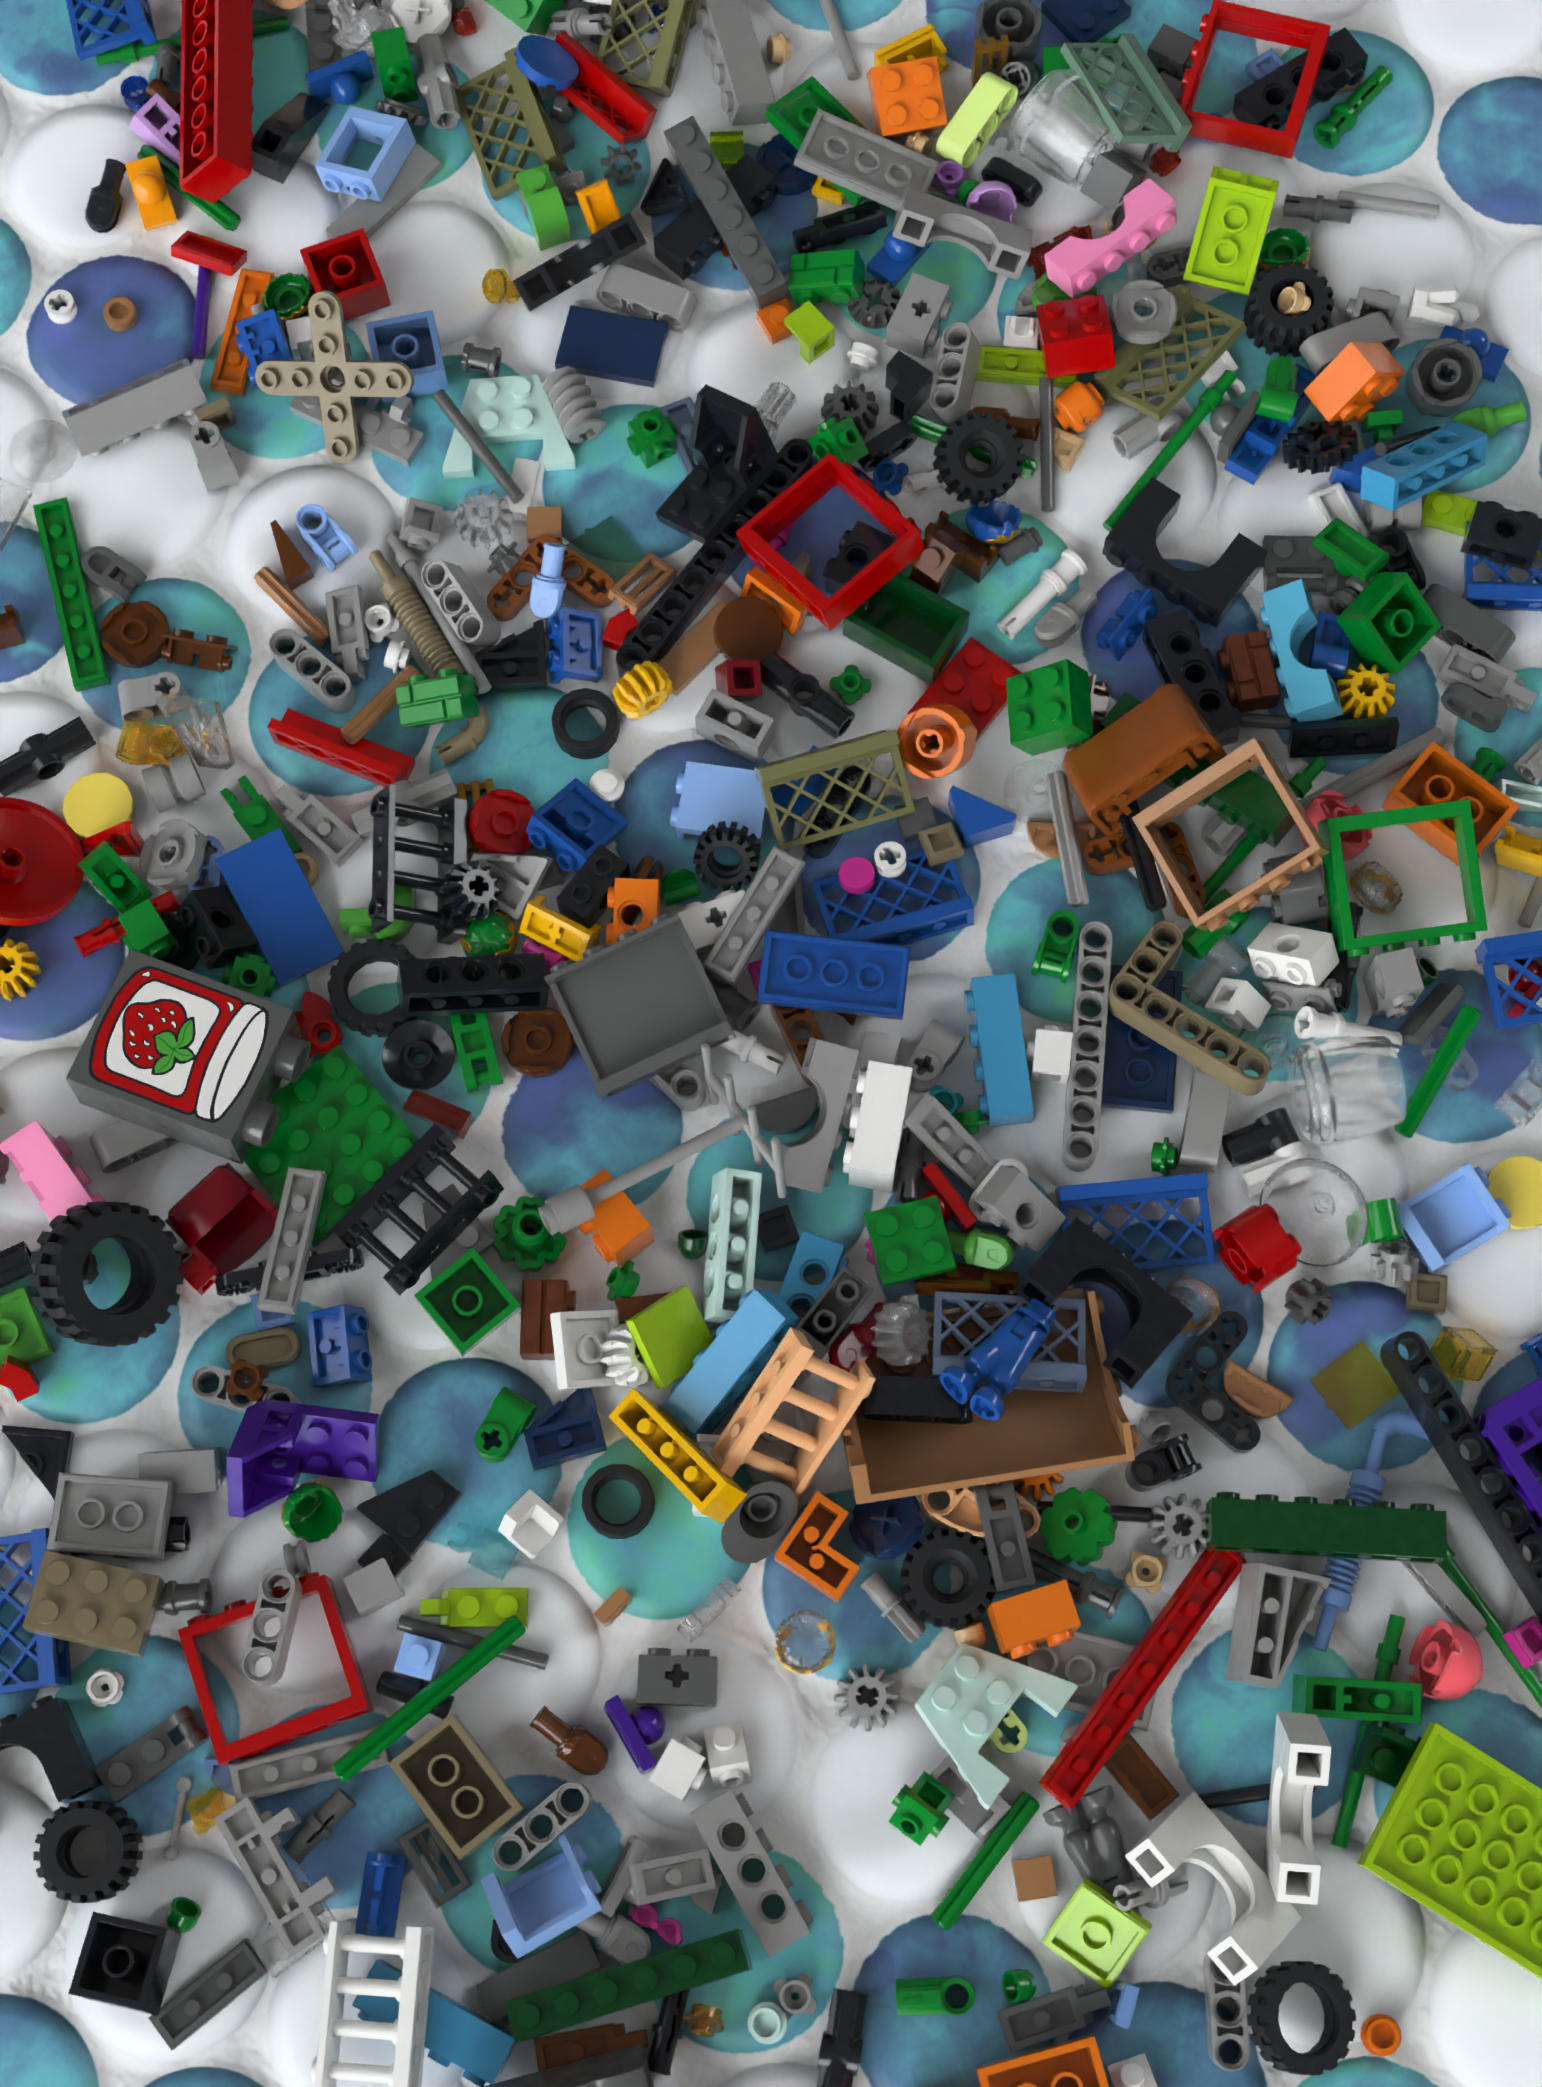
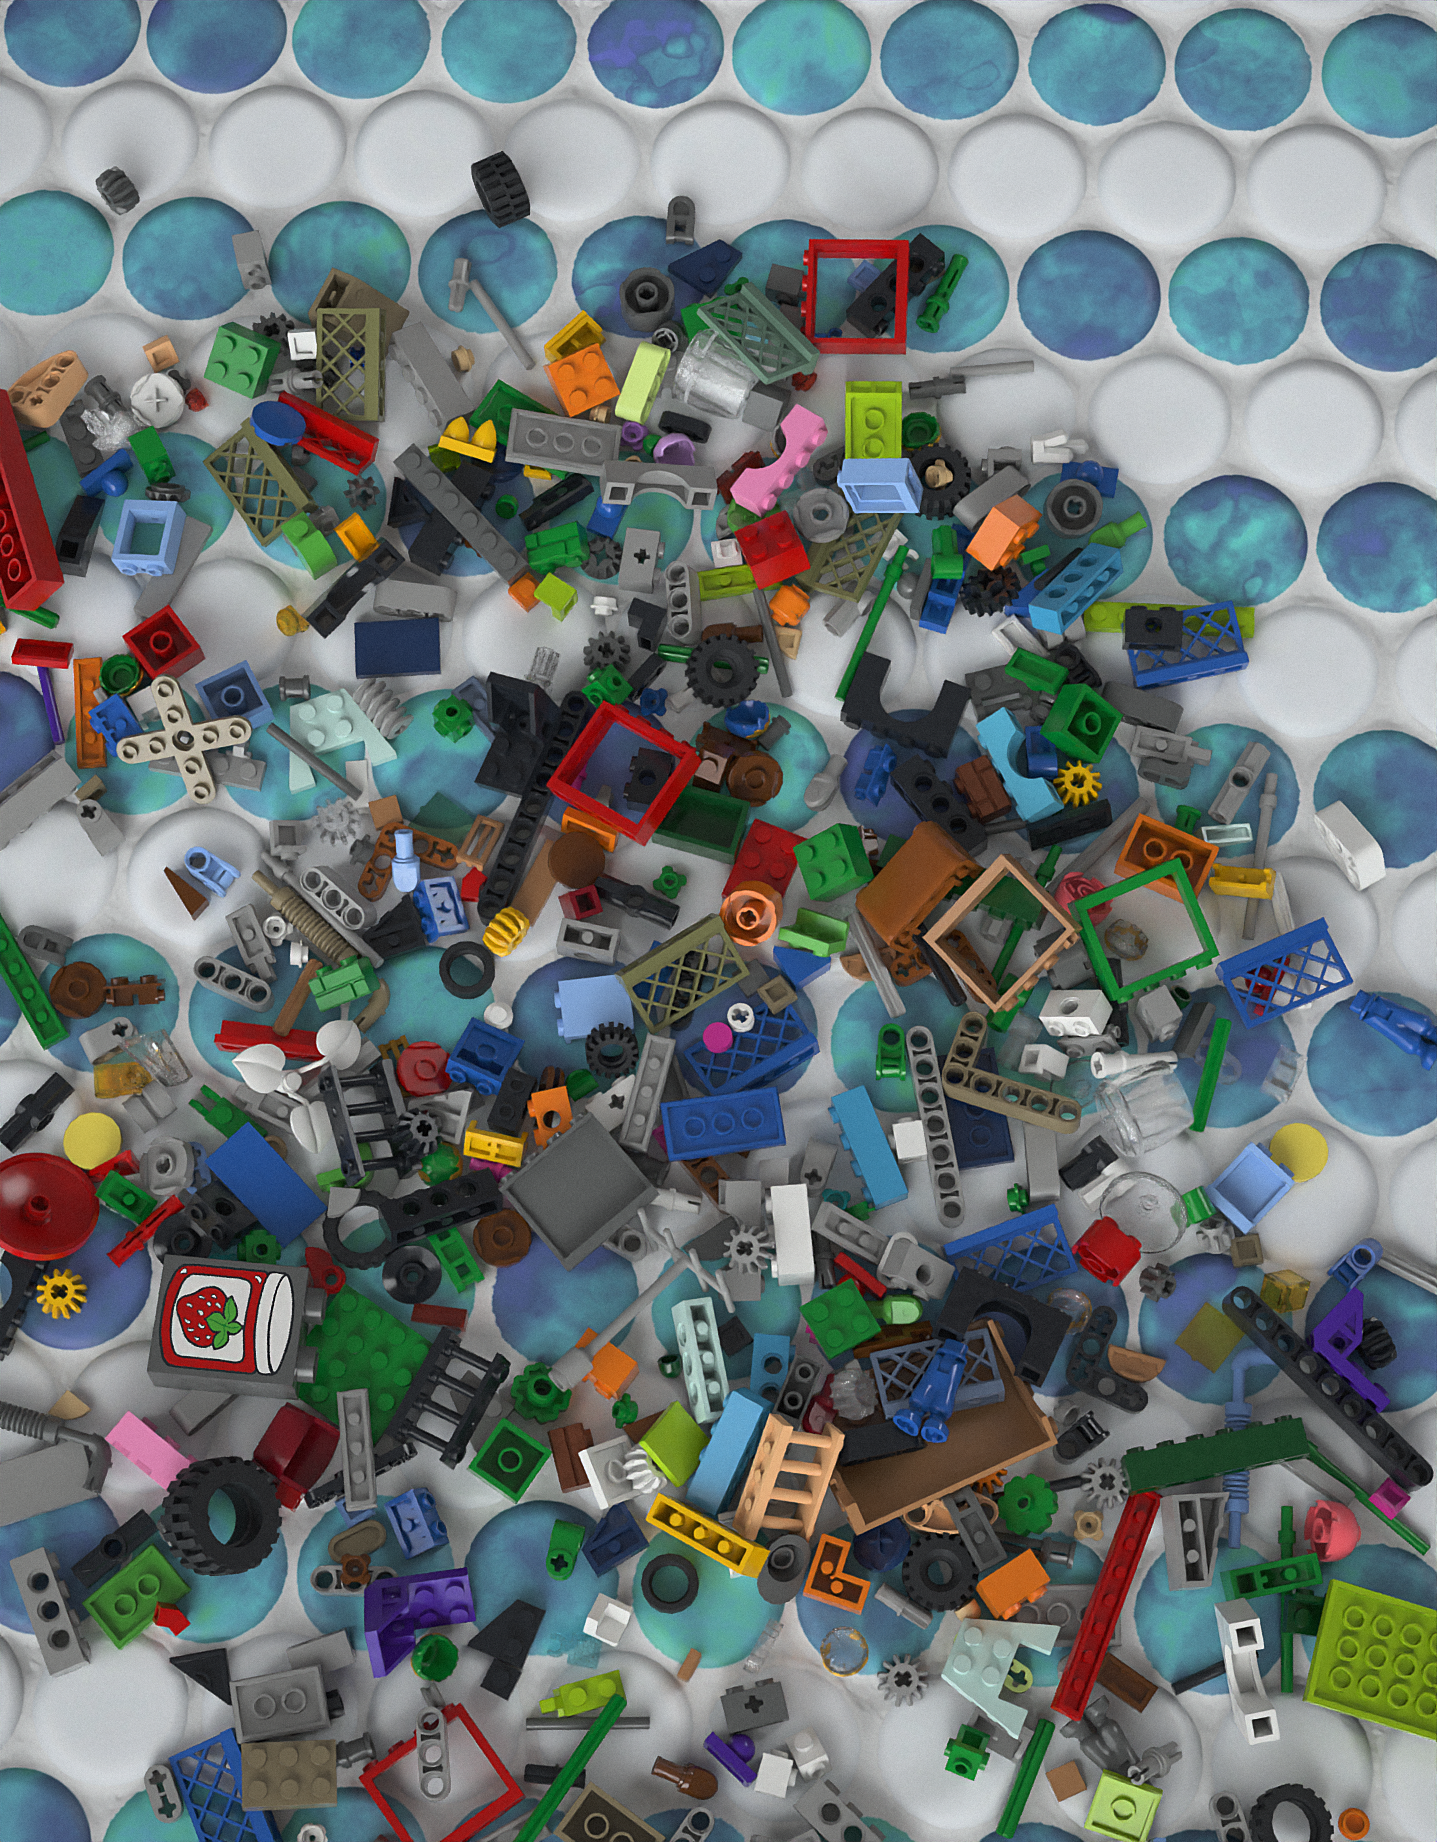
camera: 15 degrees left, 0 degrees up
(146, 931) = (167, 1234): green brick -> none
(293, 605) = (201, 933): medium nougat axle -> none
(308, 770) = (263, 1072): none -> white plant
(361, 947) = (342, 1200): none -> light grey tile
(373, 1587) = (499, 1702): light grey panel -> none
(420, 1657) = (552, 1746): light blue brick -> none
(437, 82) = (189, 458): light grey piece -> none
(772, 140) = (482, 443): none -> yellow tile
(778, 222) = (504, 508): none -> green hinge
(834, 1130) = (737, 1249): none -> light grey gear
(983, 588) = (754, 777): none -> reddish brown tile
(989, 49) = (639, 323): pearl gold tile -> none
(1008, 783) = (816, 932): none -> bright green bracket
(1051, 584) = (807, 758): white pin -> none
(1197, 1836) = (1181, 1715): white arch -> none
(1220, 310) = (880, 485): none -> light blue window

